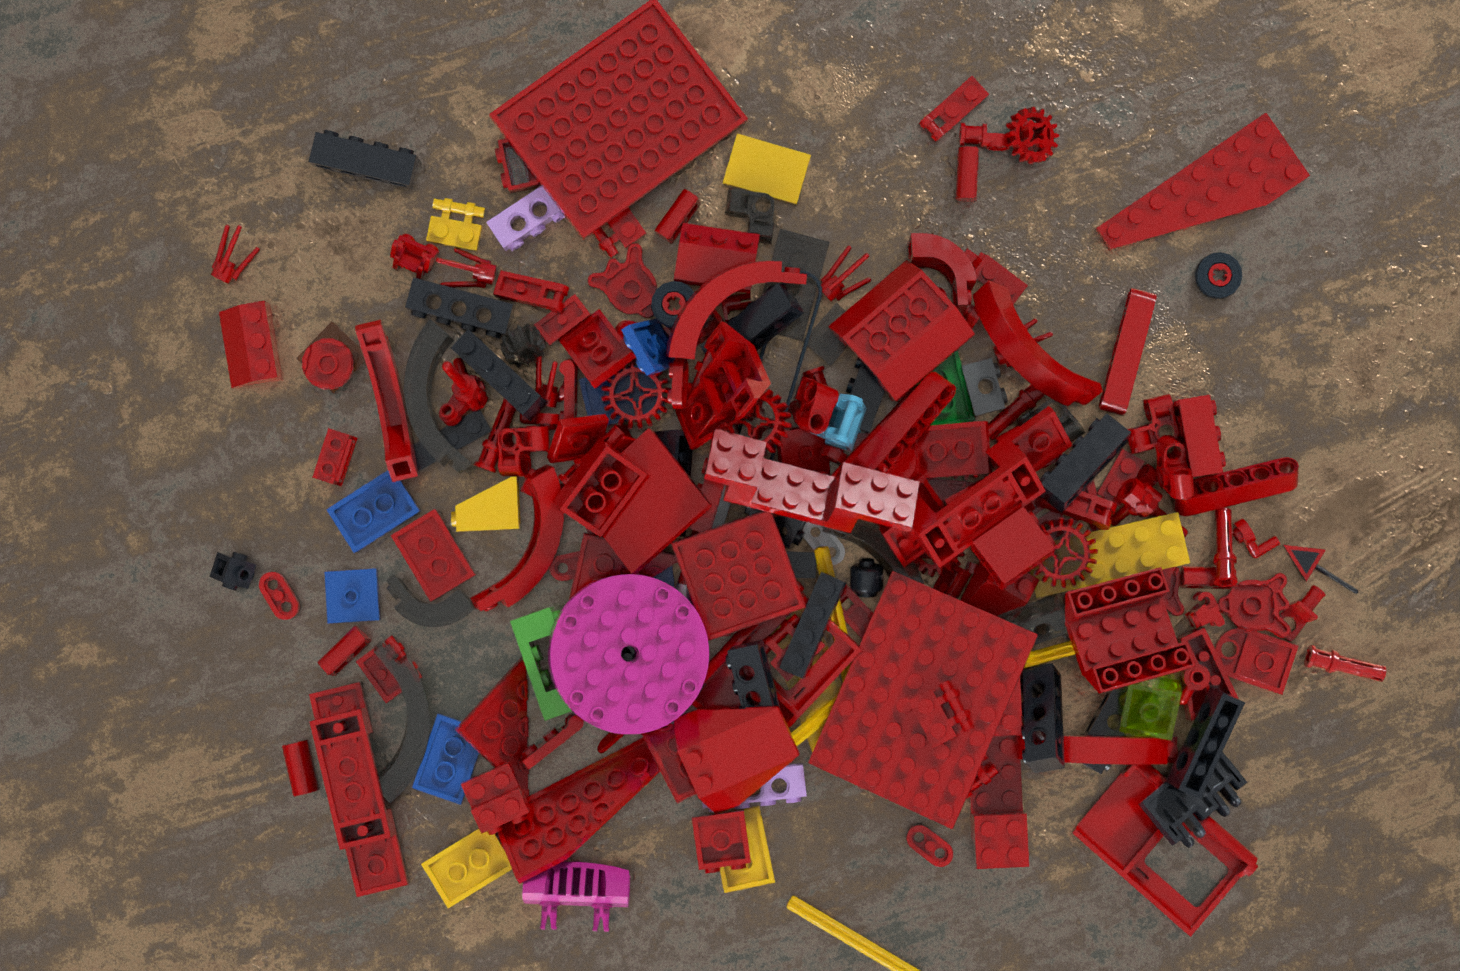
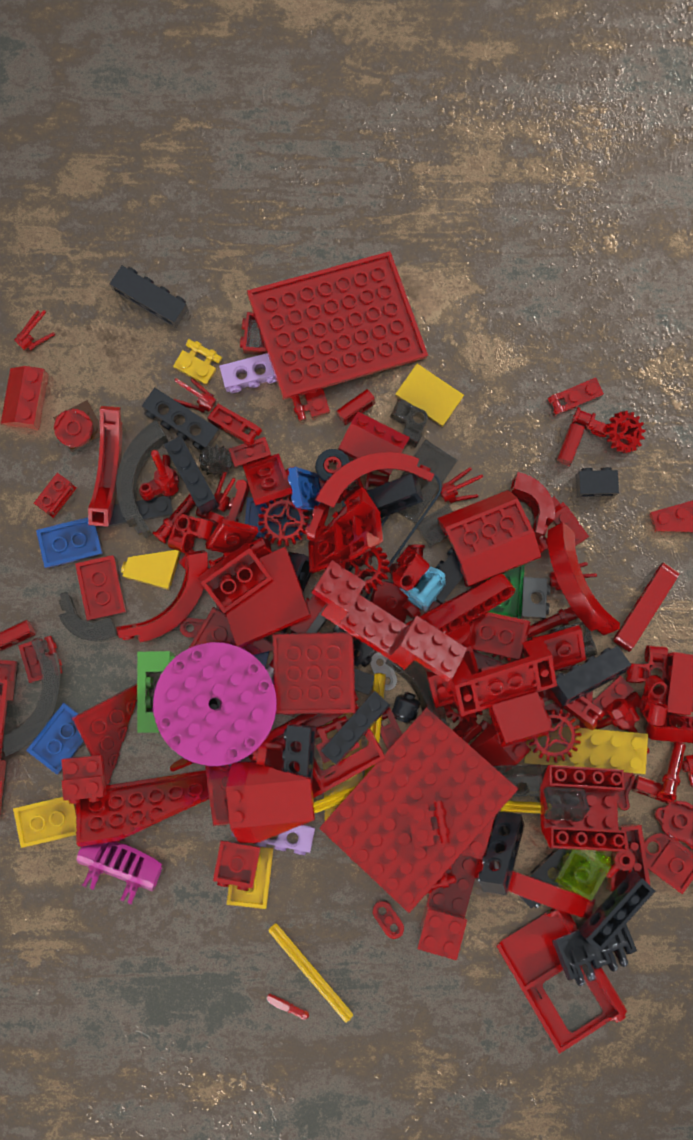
camera: 10 degrees right, 5 degrees down
(352, 595) = (33, 598): blue plate -> none
(413, 255) = (160, 373): red piece -> none
(552, 740) = (139, 749): red plate -> none
(627, 283) = (304, 442): red tile -> none
(705, 697) = (260, 753): none -> red plate
(1016, 213) = (597, 483): none -> black brick
(1102, 633) = (566, 803): none -> clear smoke bracket
(1206, 613) = (644, 815): red piece -> none

